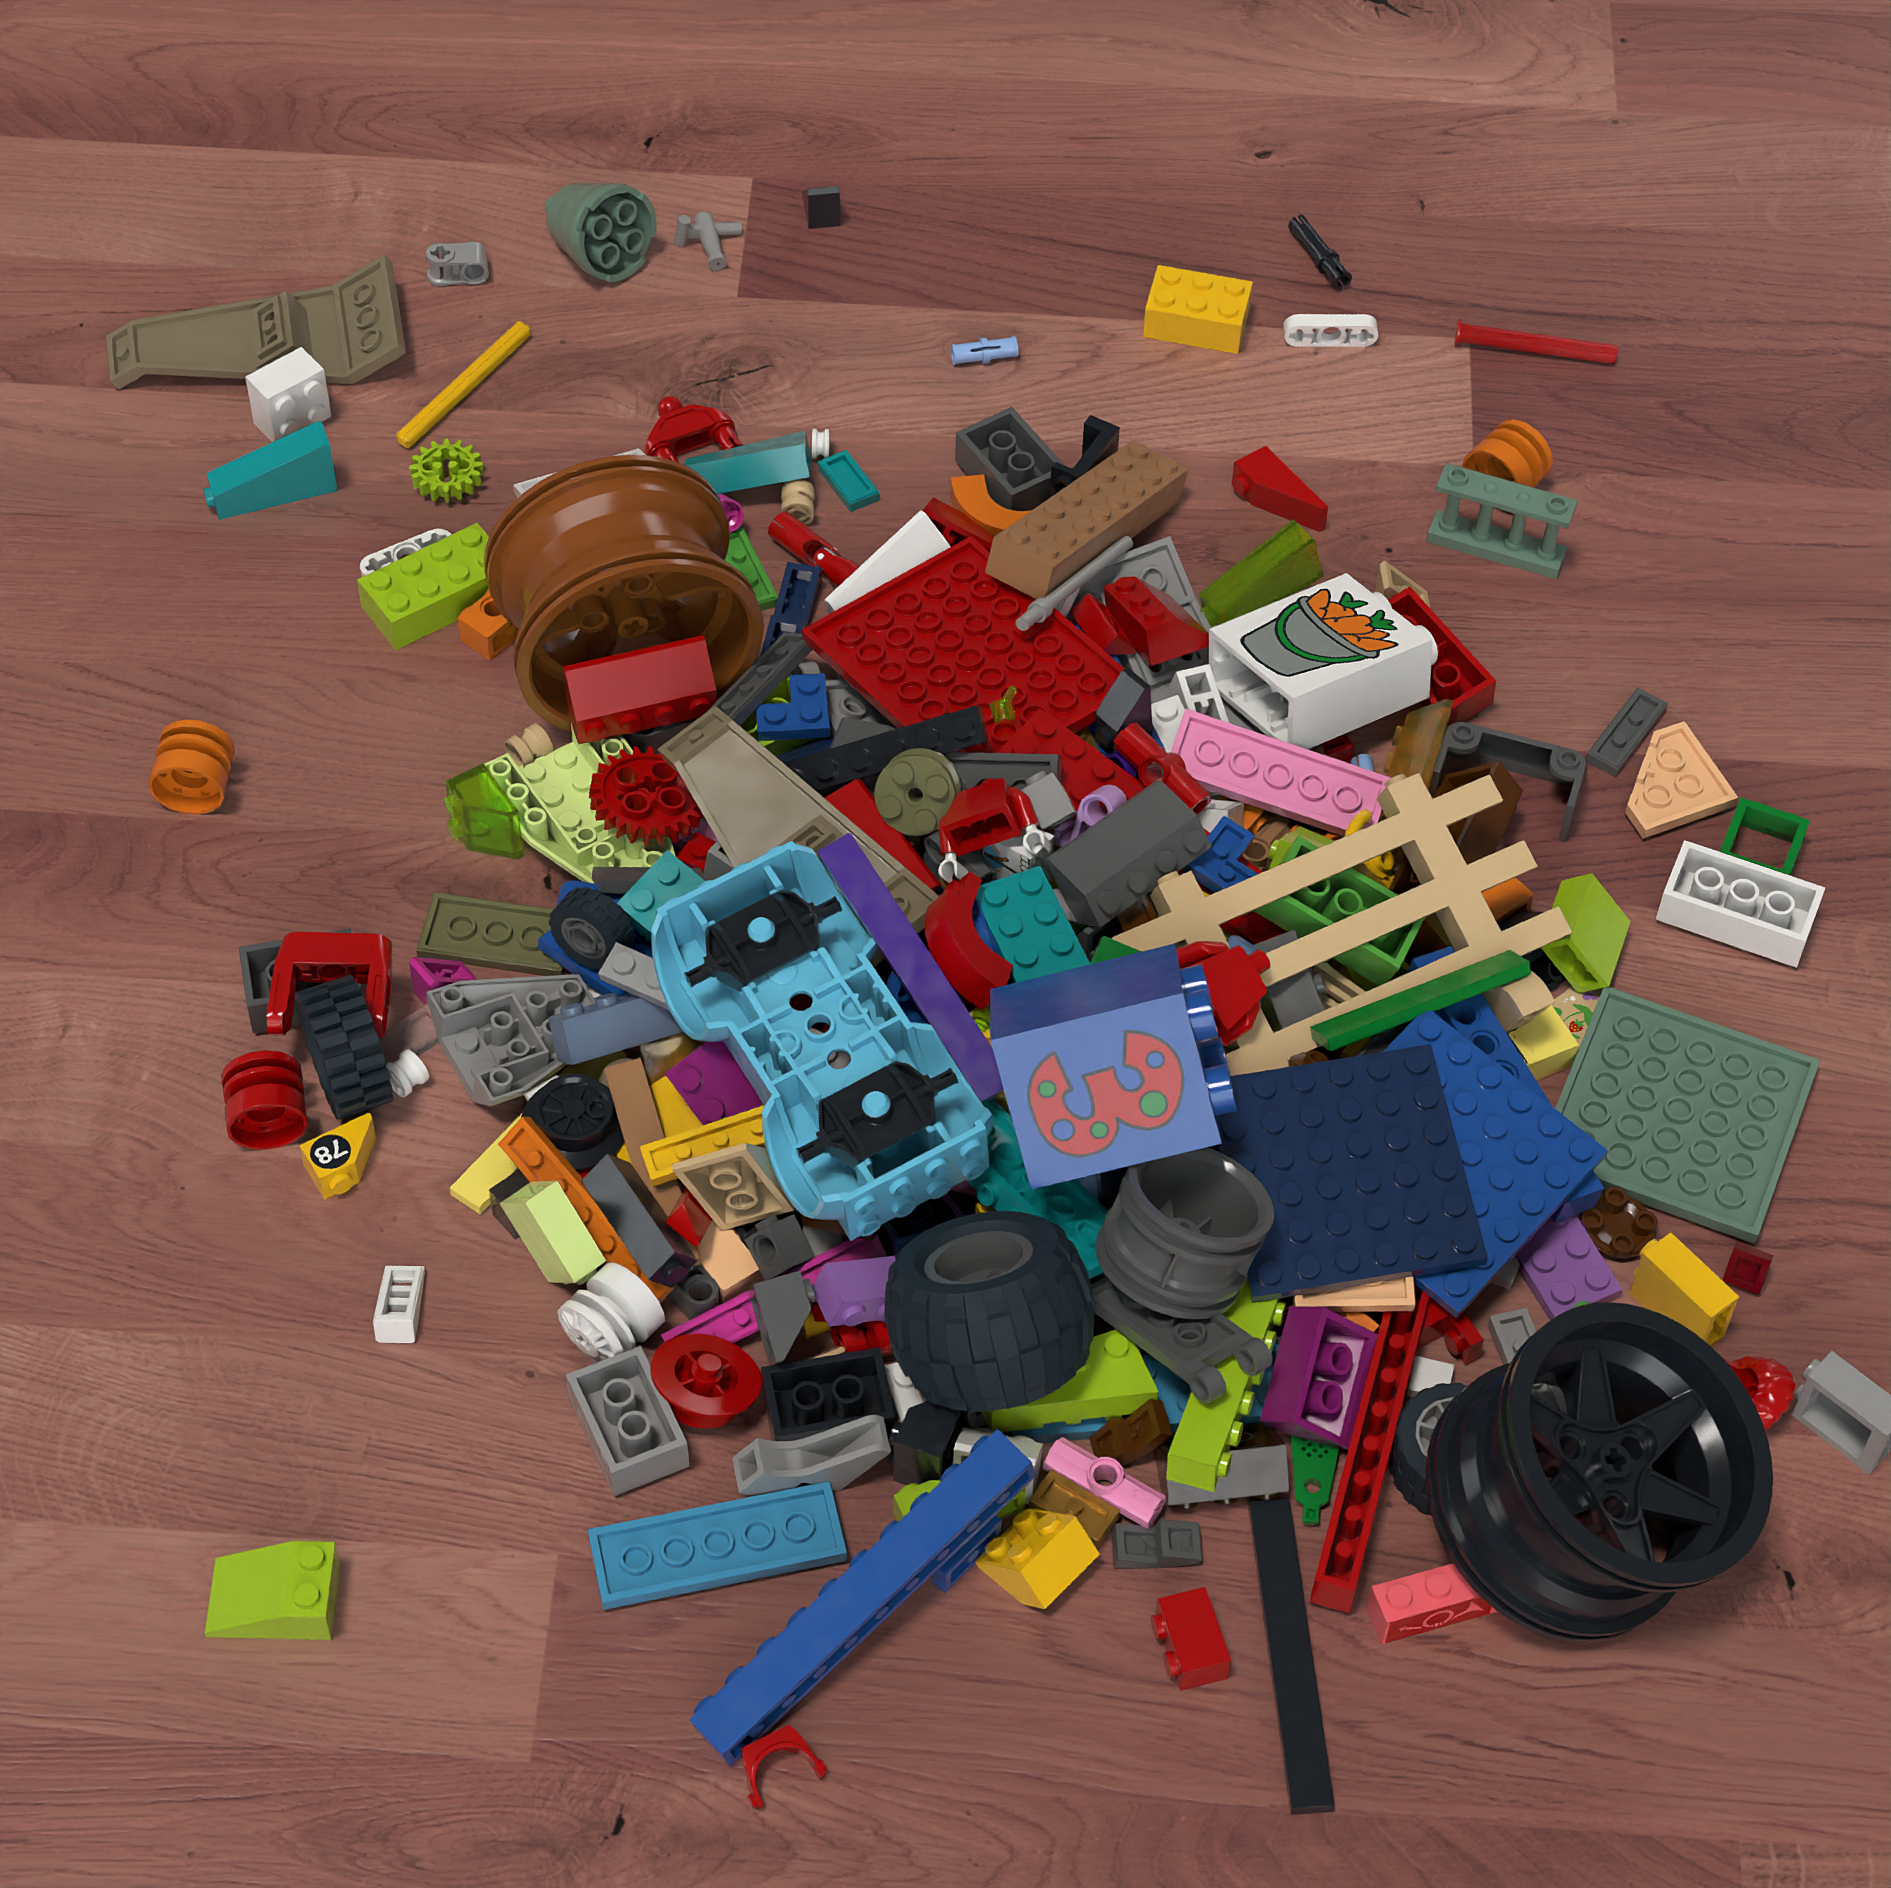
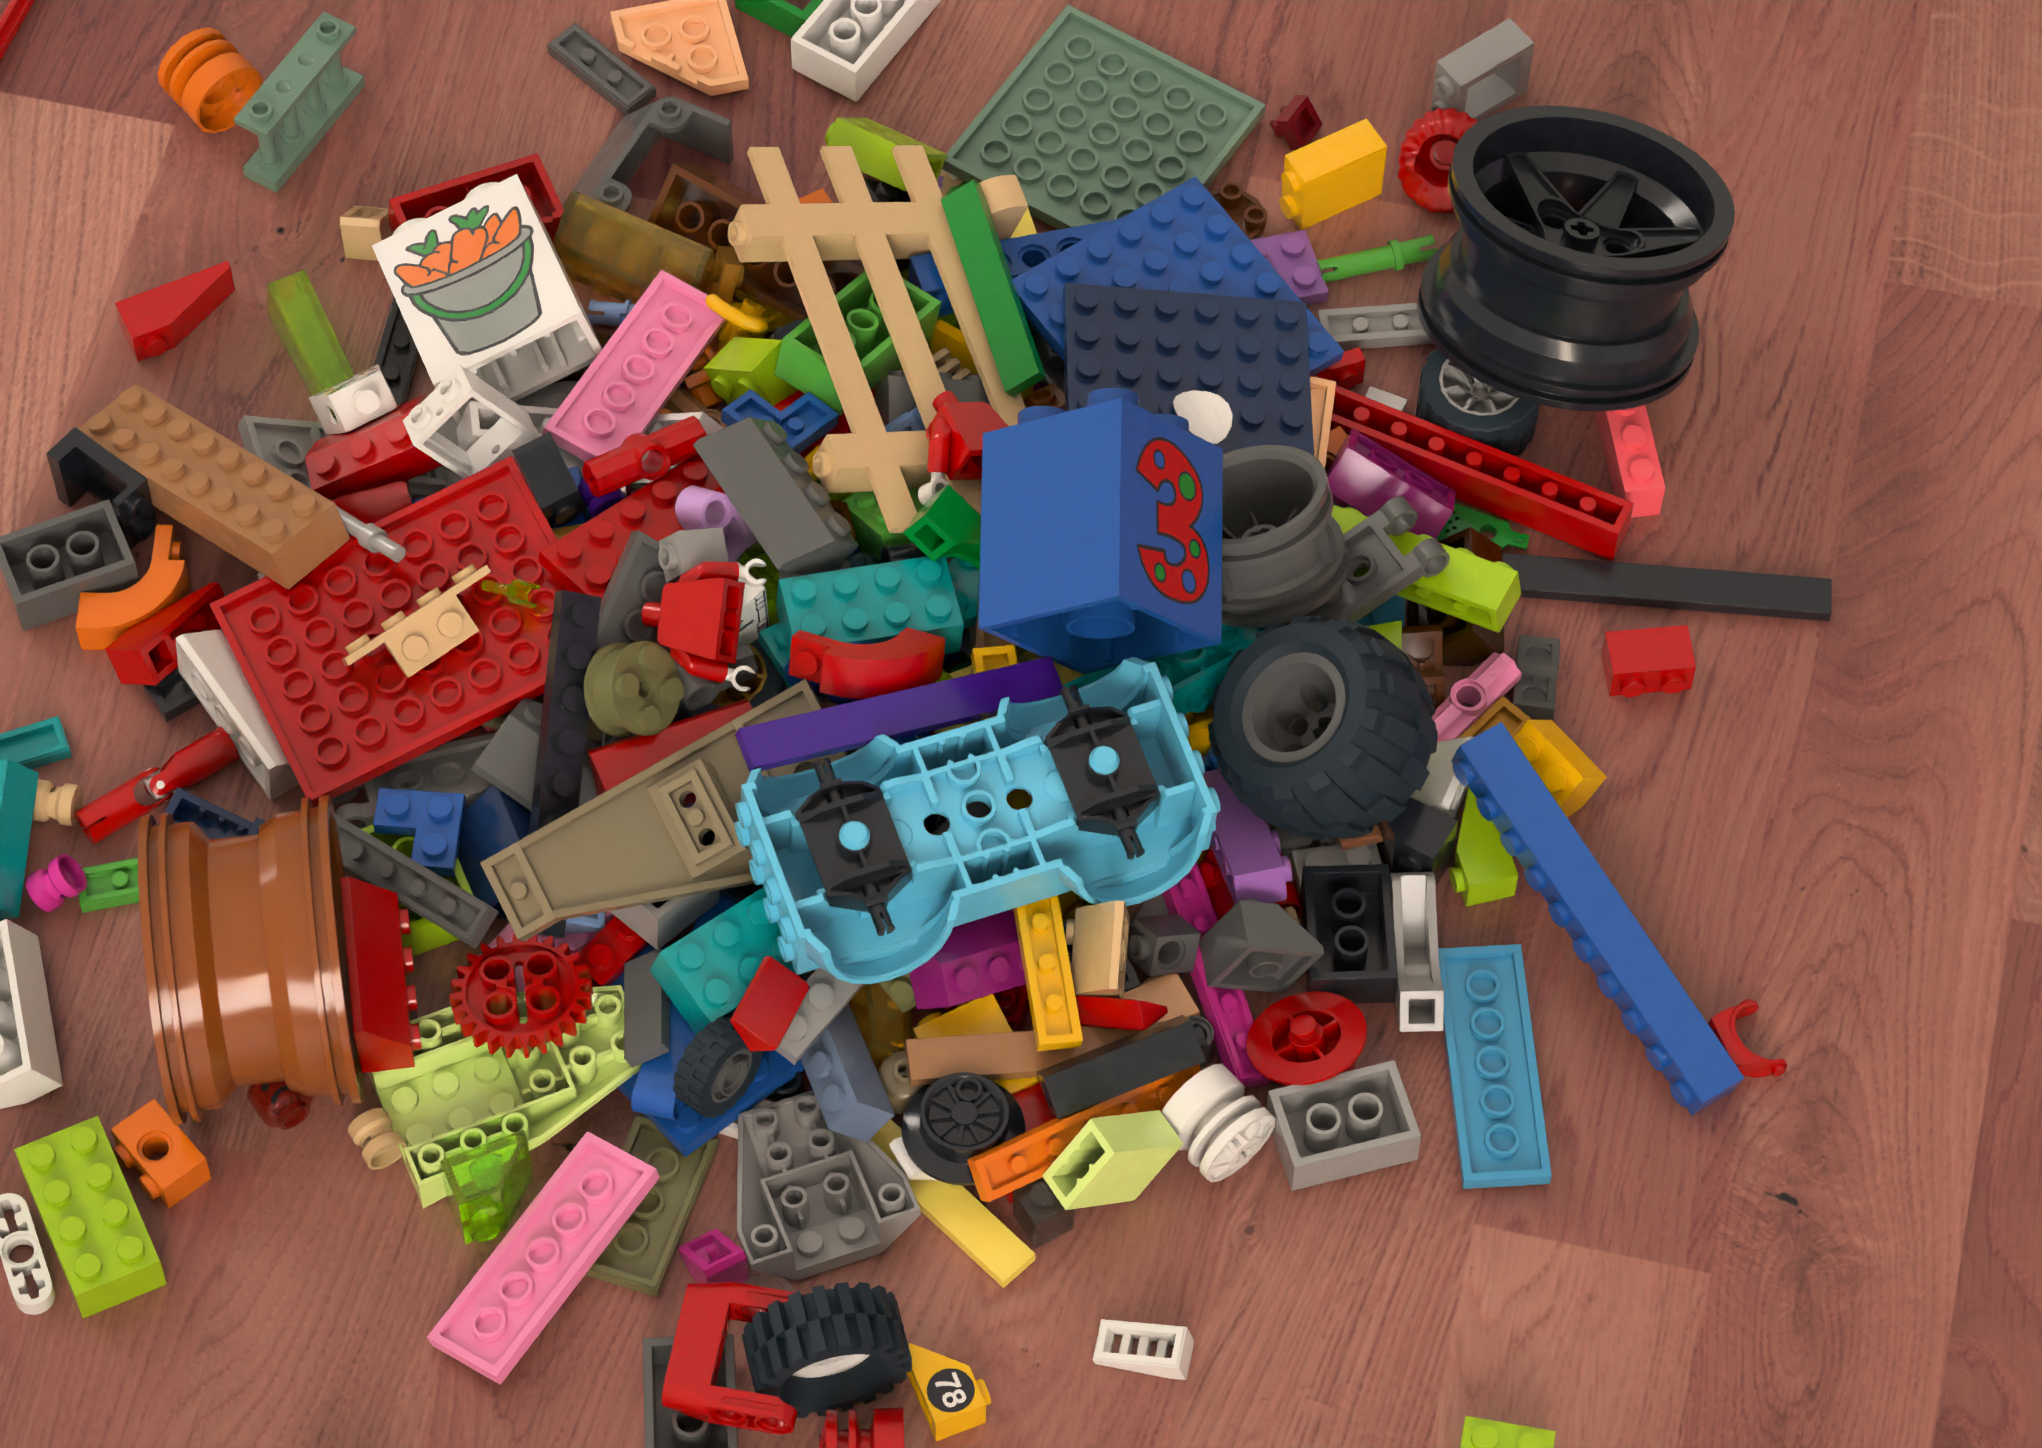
camera: 80 degrees left, 5 degrees up
(433, 866) = (543, 1257): none -> bright pink plate
(624, 932) = (769, 1006): none -> red slope
(956, 659) = (428, 631): none -> tan bracket
(1183, 650) = (508, 433): none -> white window
(1196, 597) = (353, 401): none -> white torso
(1316, 1174) = (1207, 414): none -> white sticker

